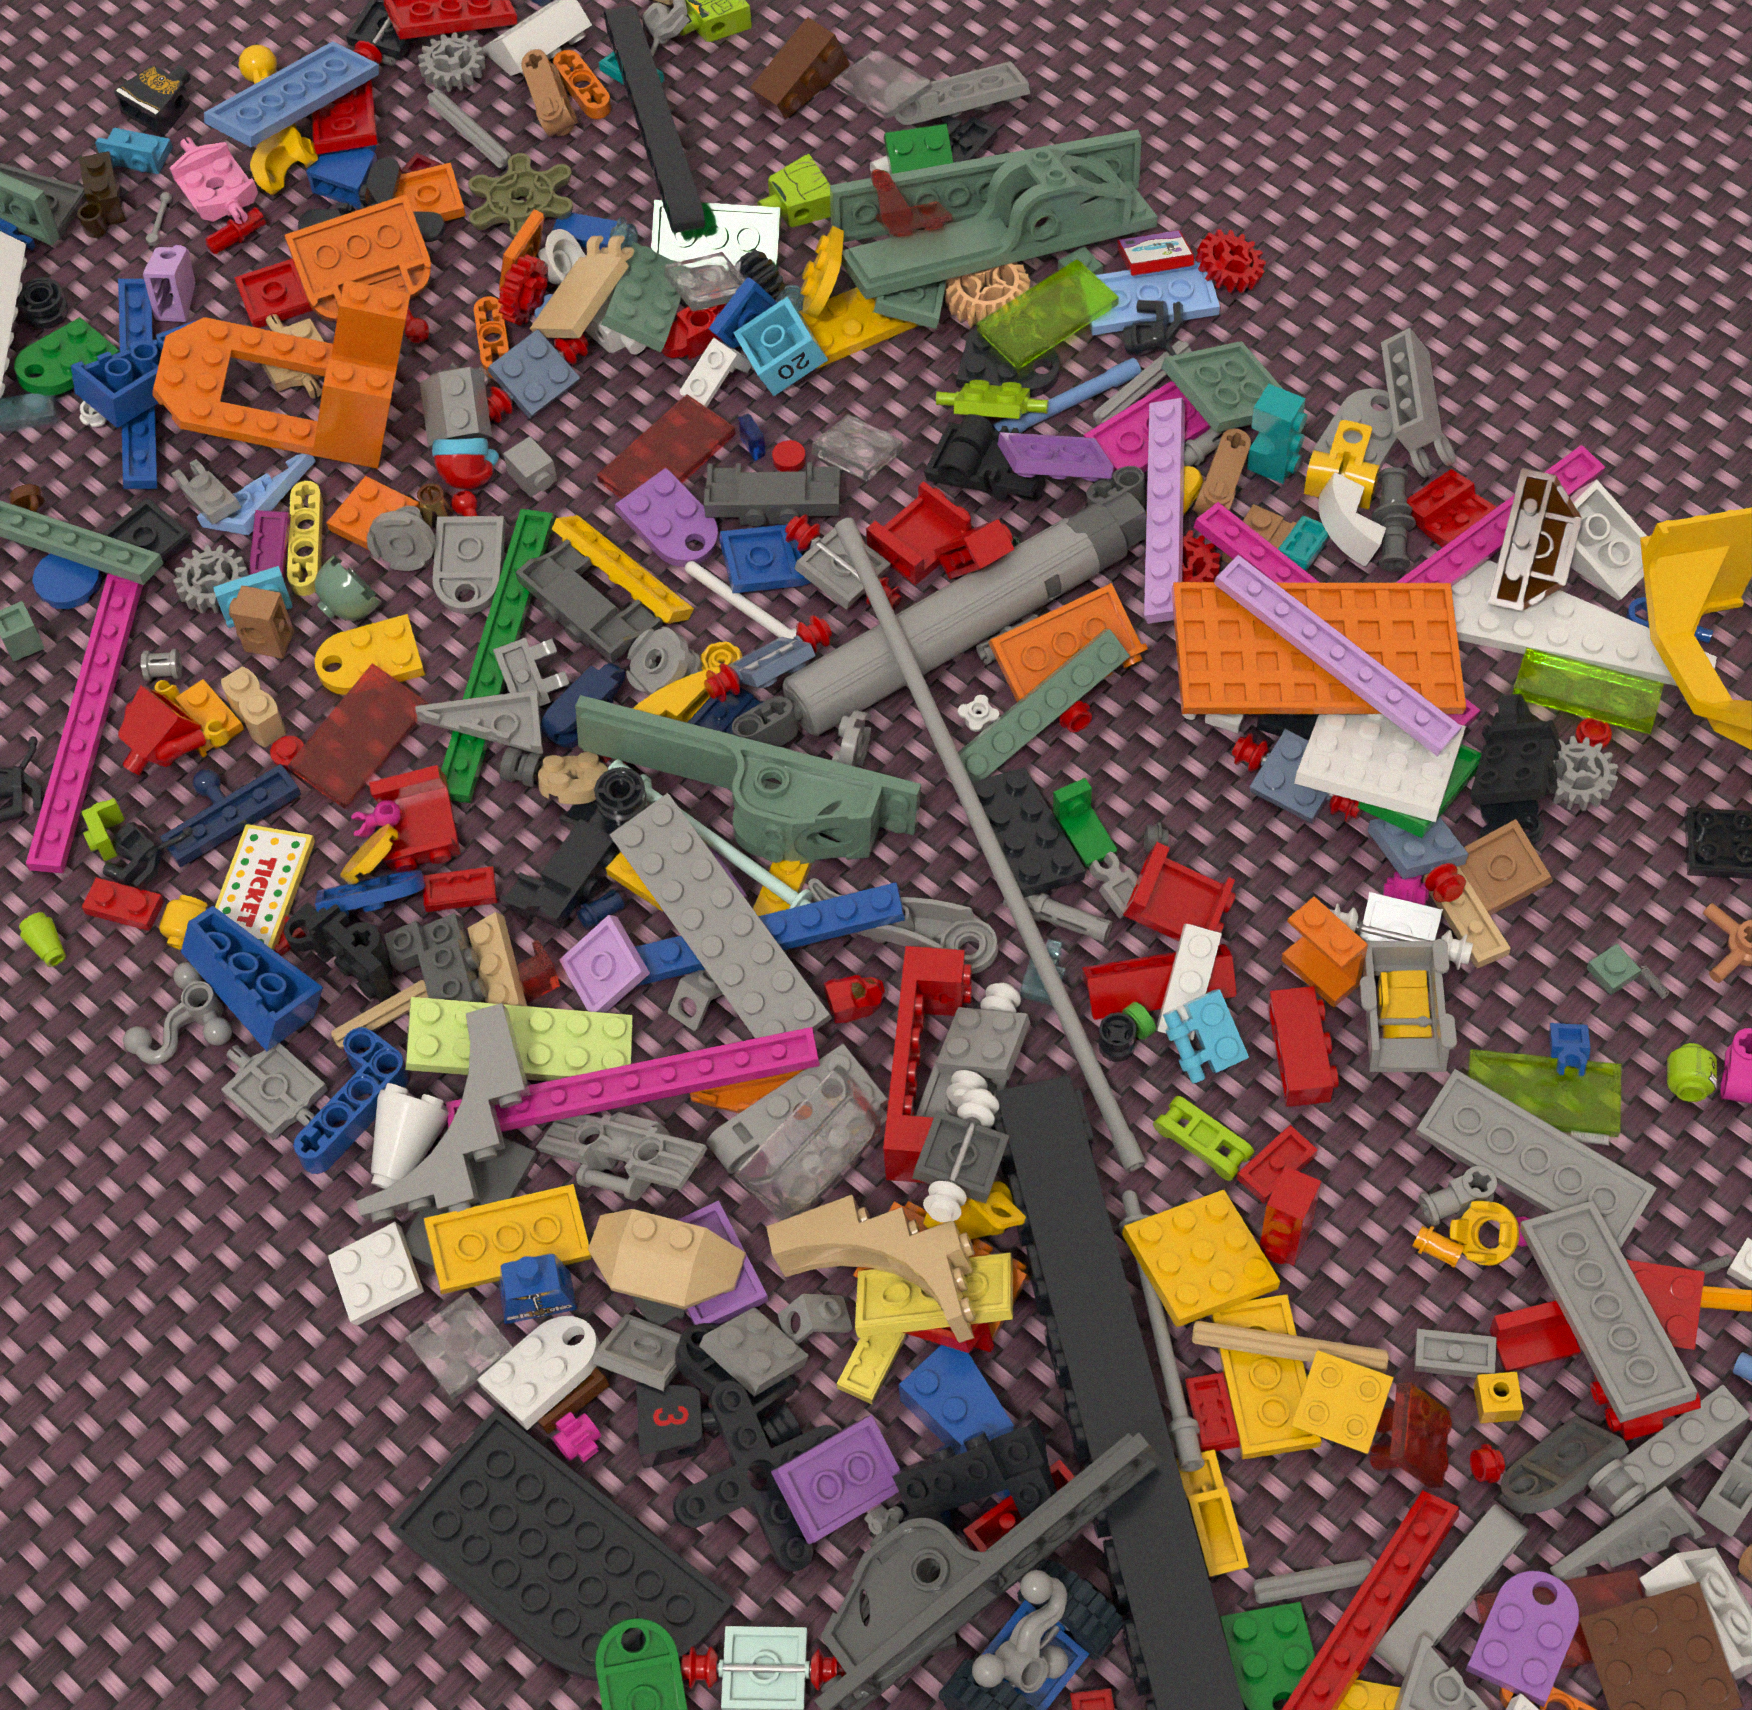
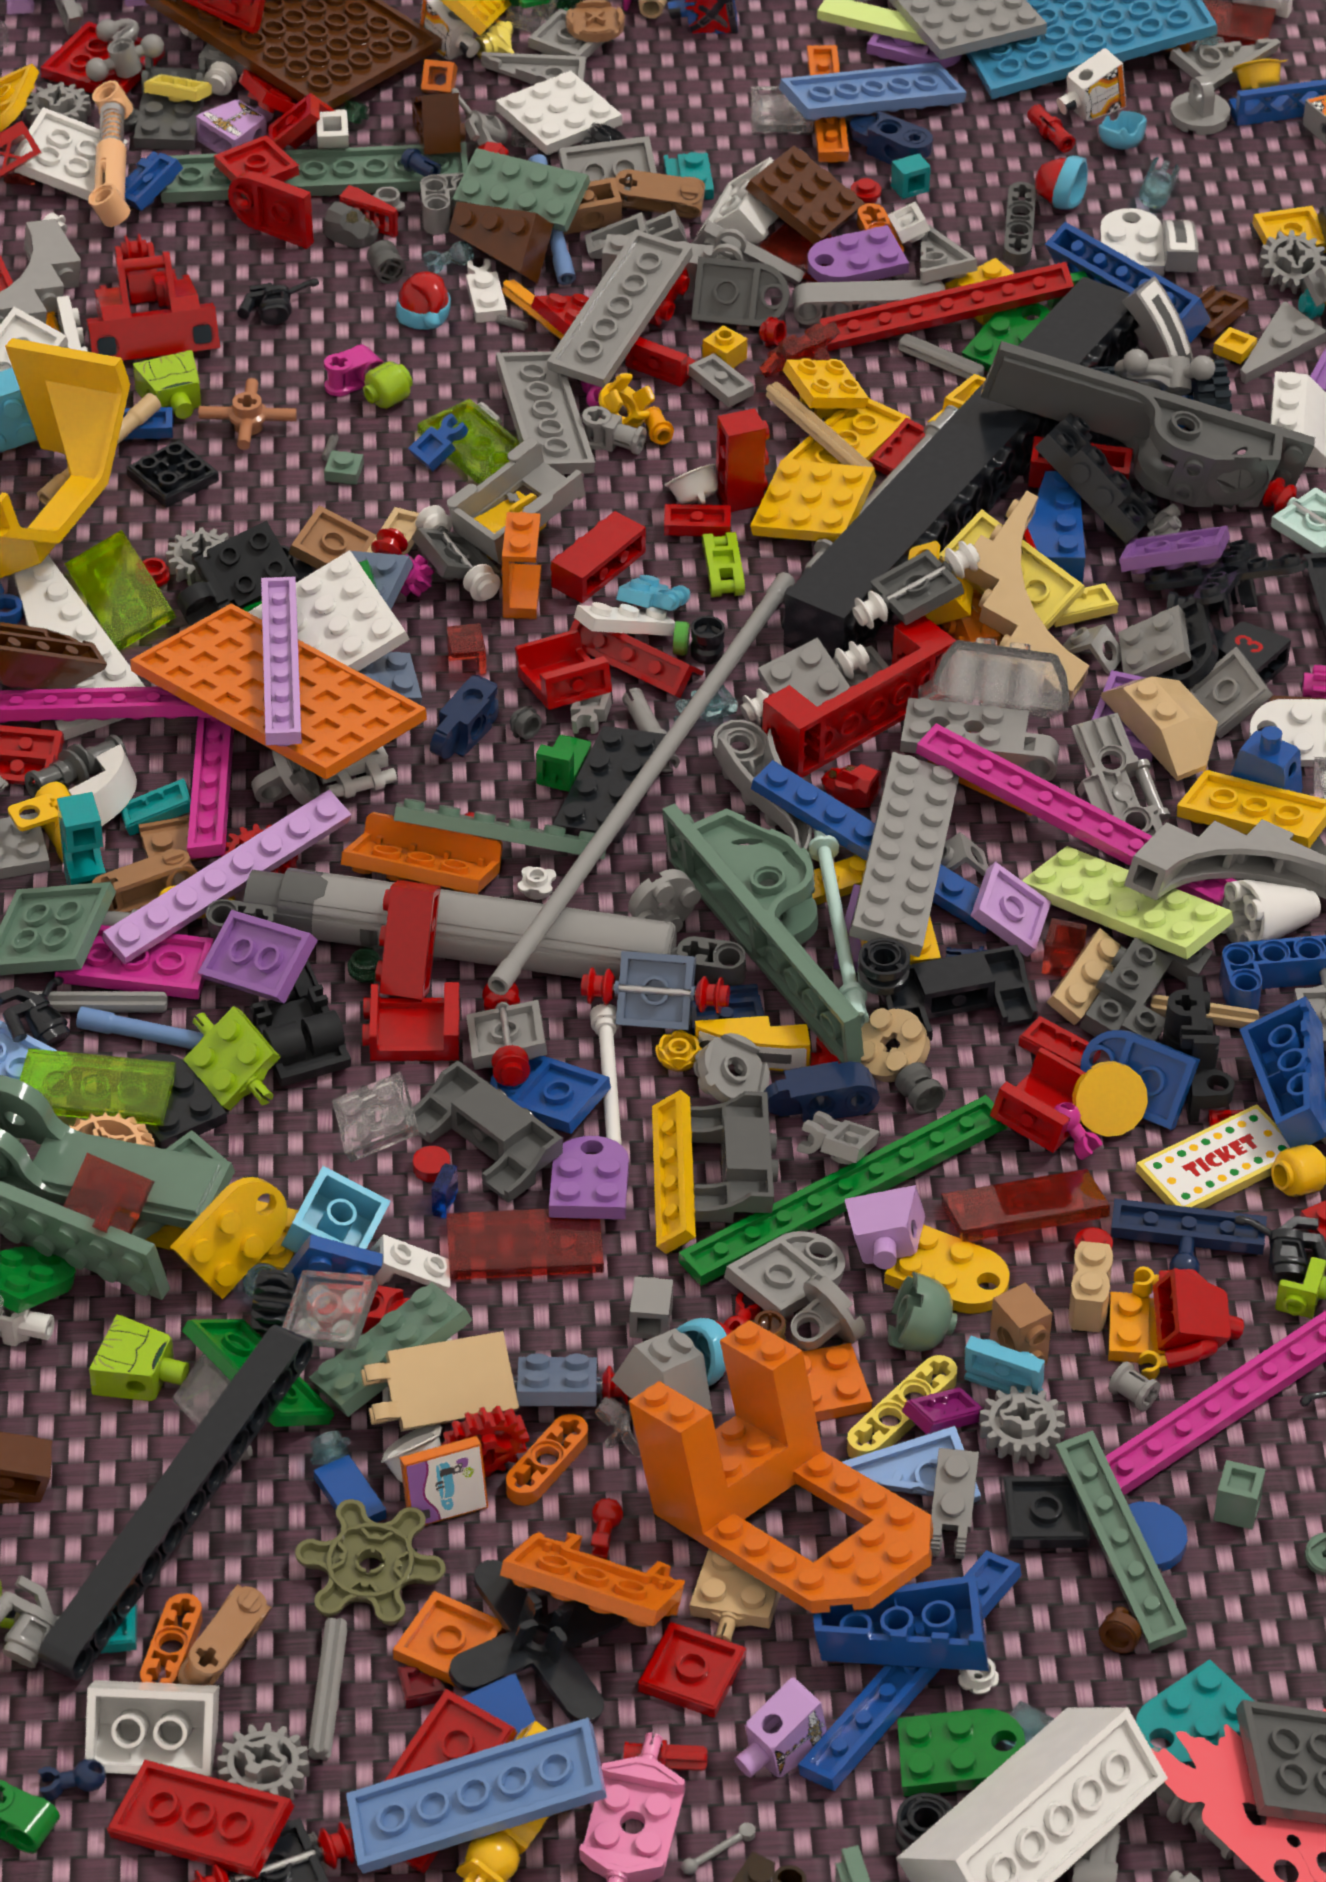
camera: 140 degrees left, 15 degrees down
(430, 628) = (886, 1225): none -> lavender torso
(502, 718) = (904, 1113): light grey wing -> none
(1198, 801) = (466, 718): none -> dark blue piece
(1277, 861) = (466, 643): none -> clear red panel
(1338, 1198) = (694, 485): none -> white piece

